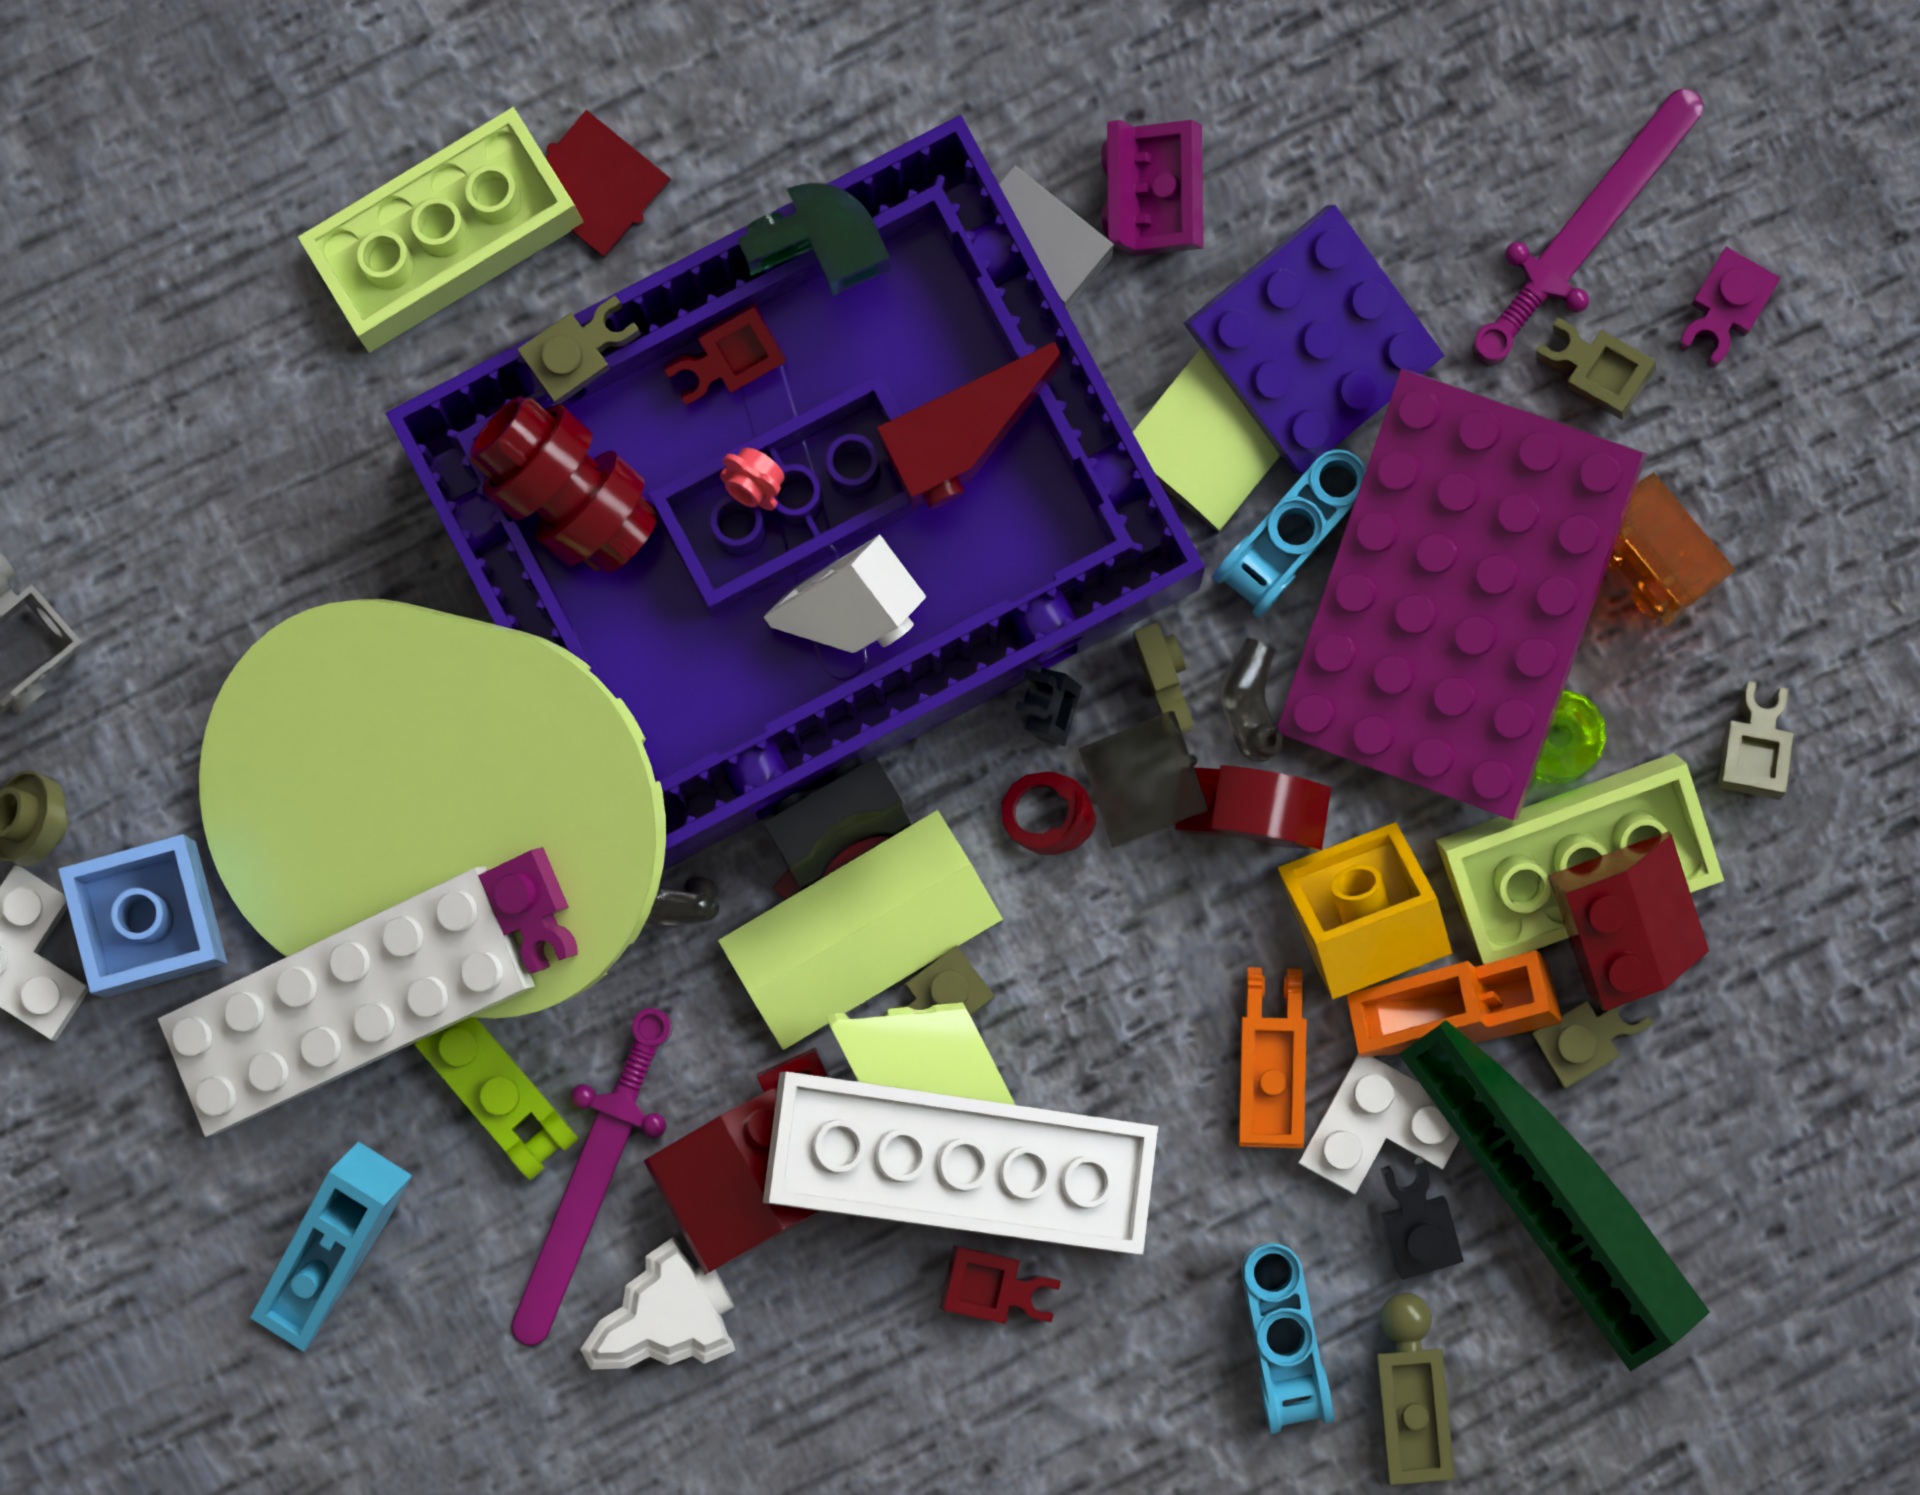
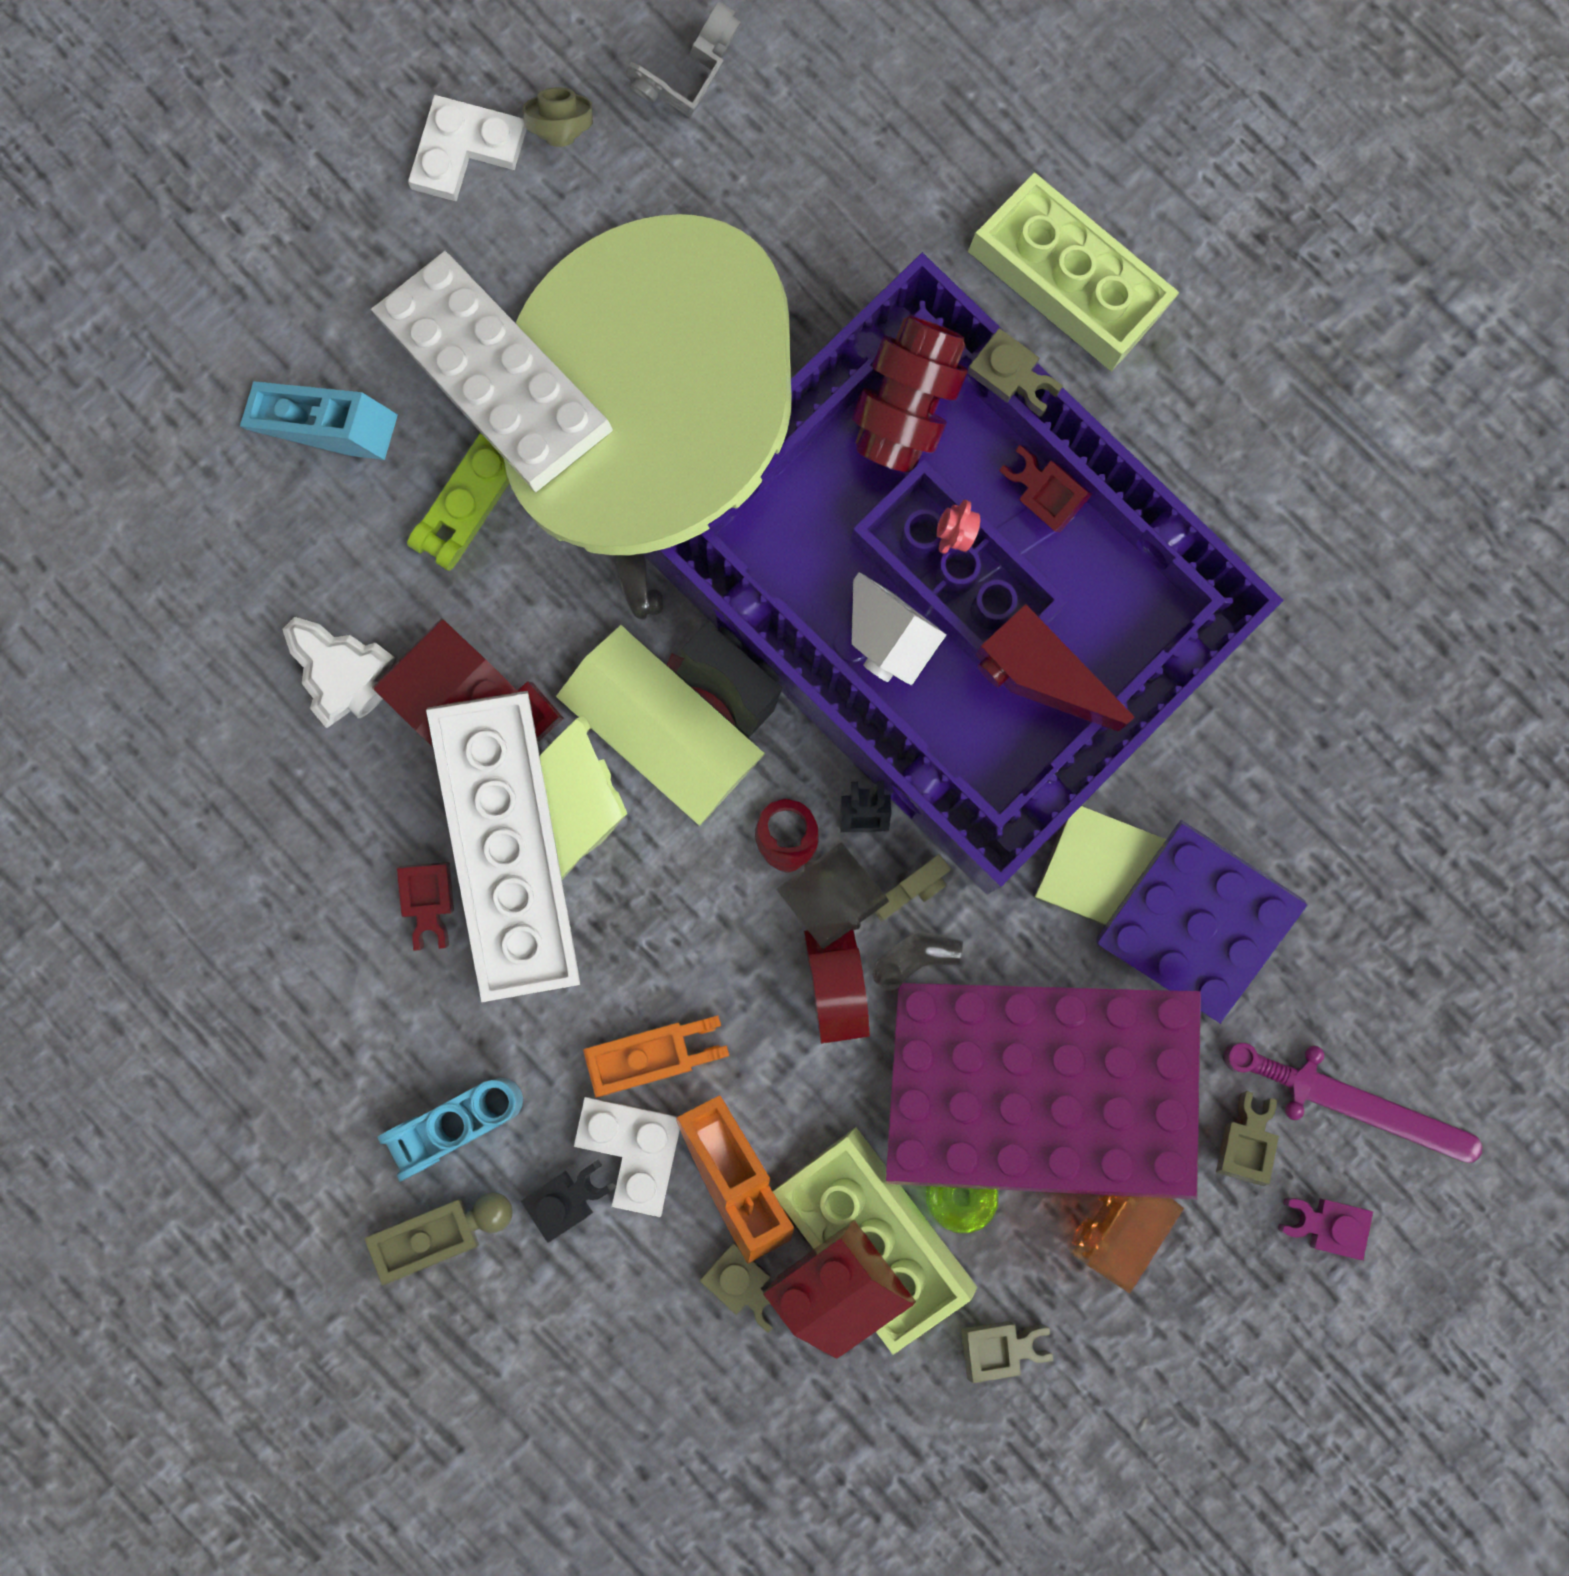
camera: 60 degrees right, 0 degrees up
(142, 916) = (511, 213): light blue brick -> none
(525, 900) = (593, 464): magenta plate -> none
(591, 1177) = (425, 588): magenta sword -> none
(605, 181) = (1146, 376): dark red piece -> none
(827, 224) = (1166, 521): clear green brick -> none
(949, 981) = (640, 800): olive plate -> none
(1063, 241) = (1210, 711): light grey brick -> none
(1153, 187) = (1274, 769): magenta bracket -> none
(1275, 560) = (1026, 942): medium azure piece -> none
(1365, 910) = (786, 1090): yellow slope -> none
(1560, 1198) = (611, 1305): dark green slope -> none

